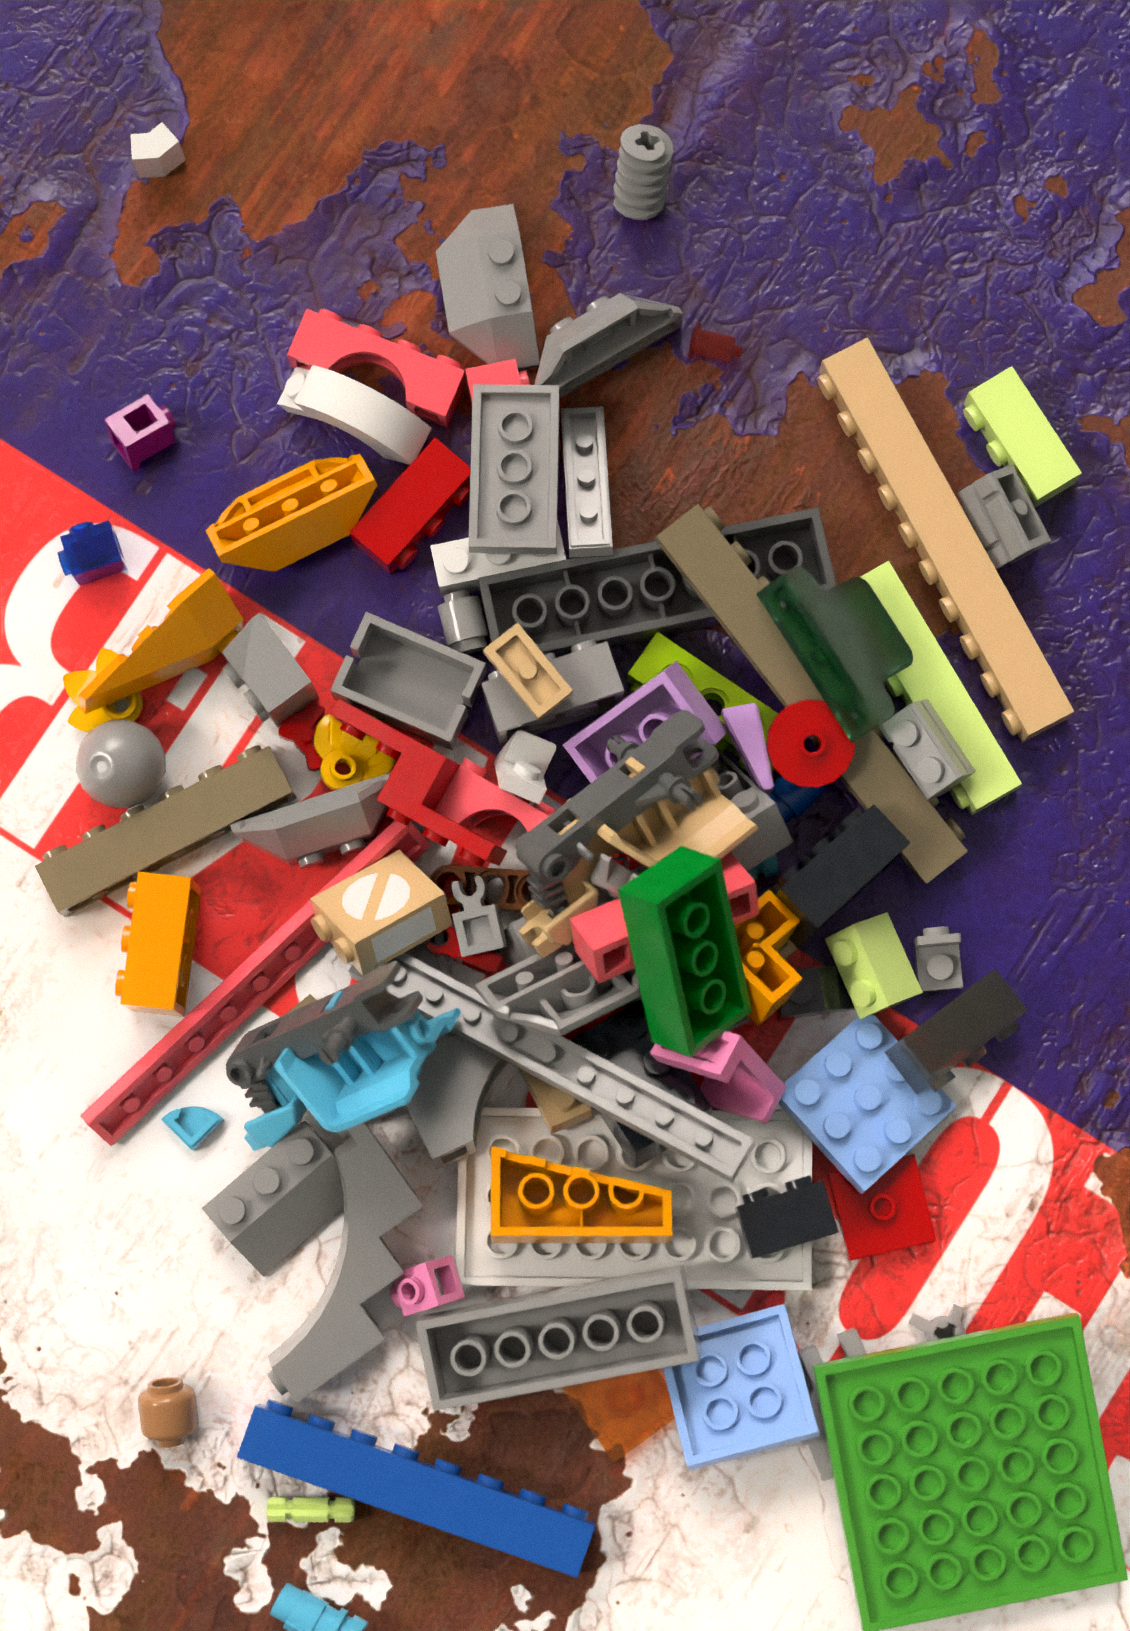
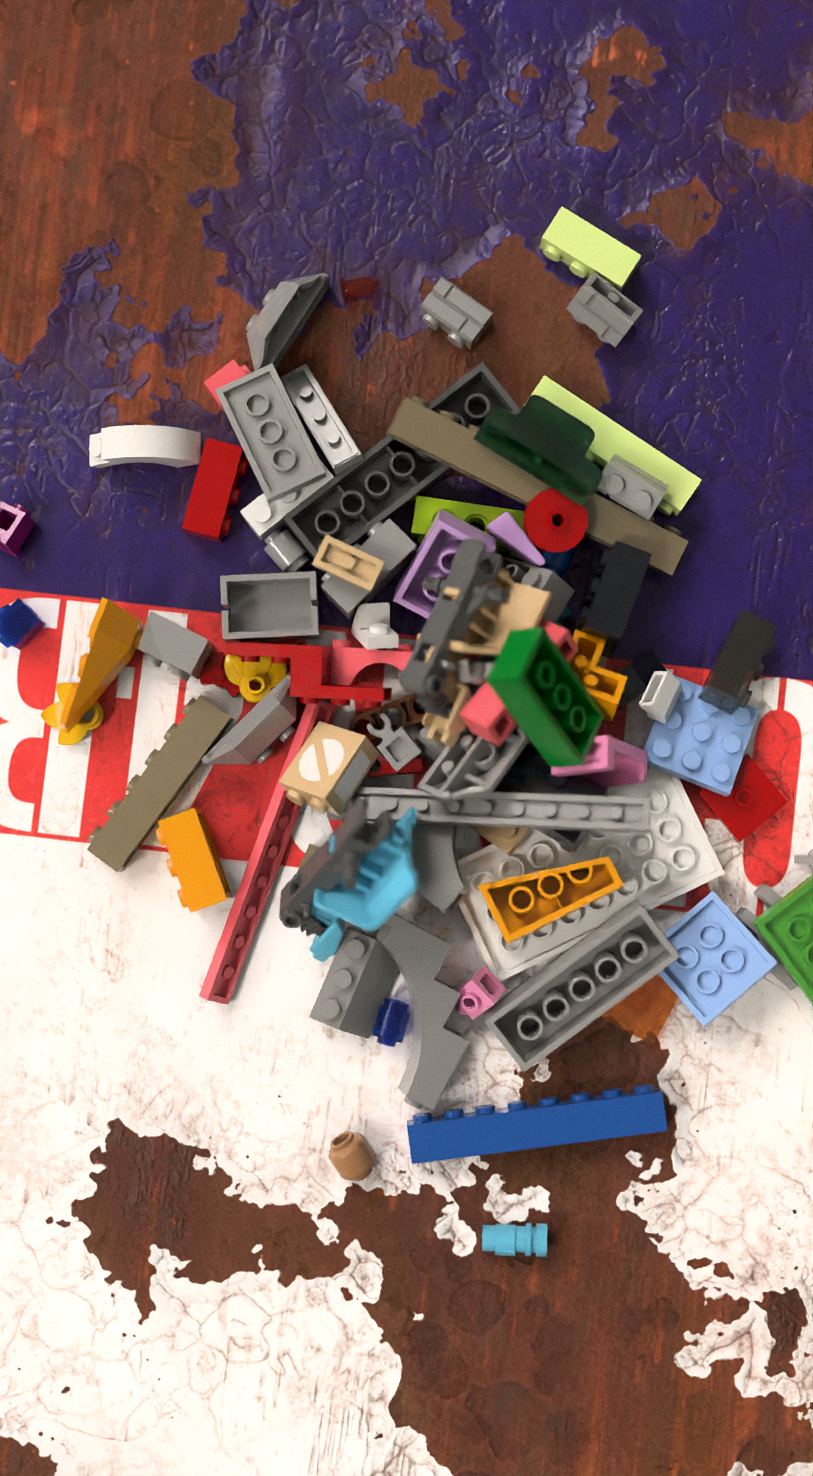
camera: 30 degrees left, 5 degrees up
(120, 764) = (108, 754): light grey piece -> none
(192, 1124) = (273, 964): medium azure tile -> none
(294, 514) = (138, 533): light orange wedge -> none
(301, 1268) = (391, 1022): none -> clear blue brick
(310, 1509) = (473, 1171): yellowish green axle -> none
(429, 383) = (108, 408): coral arch -> none
(488, 288) = (191, 320): light grey wedge -> none
(642, 172) = (255, 192): light grey piece -> none
(785, 1218) = (688, 835): black brick -> none
(817, 435) = (455, 314): none -> light grey brick
(838, 1026) = (661, 696): none -> white piece
(873, 965) = (663, 644): yellowish green brick -> none
(938, 960) = (701, 621): light grey bracket -> none
(944, 540) = (573, 344): tan brick -> none

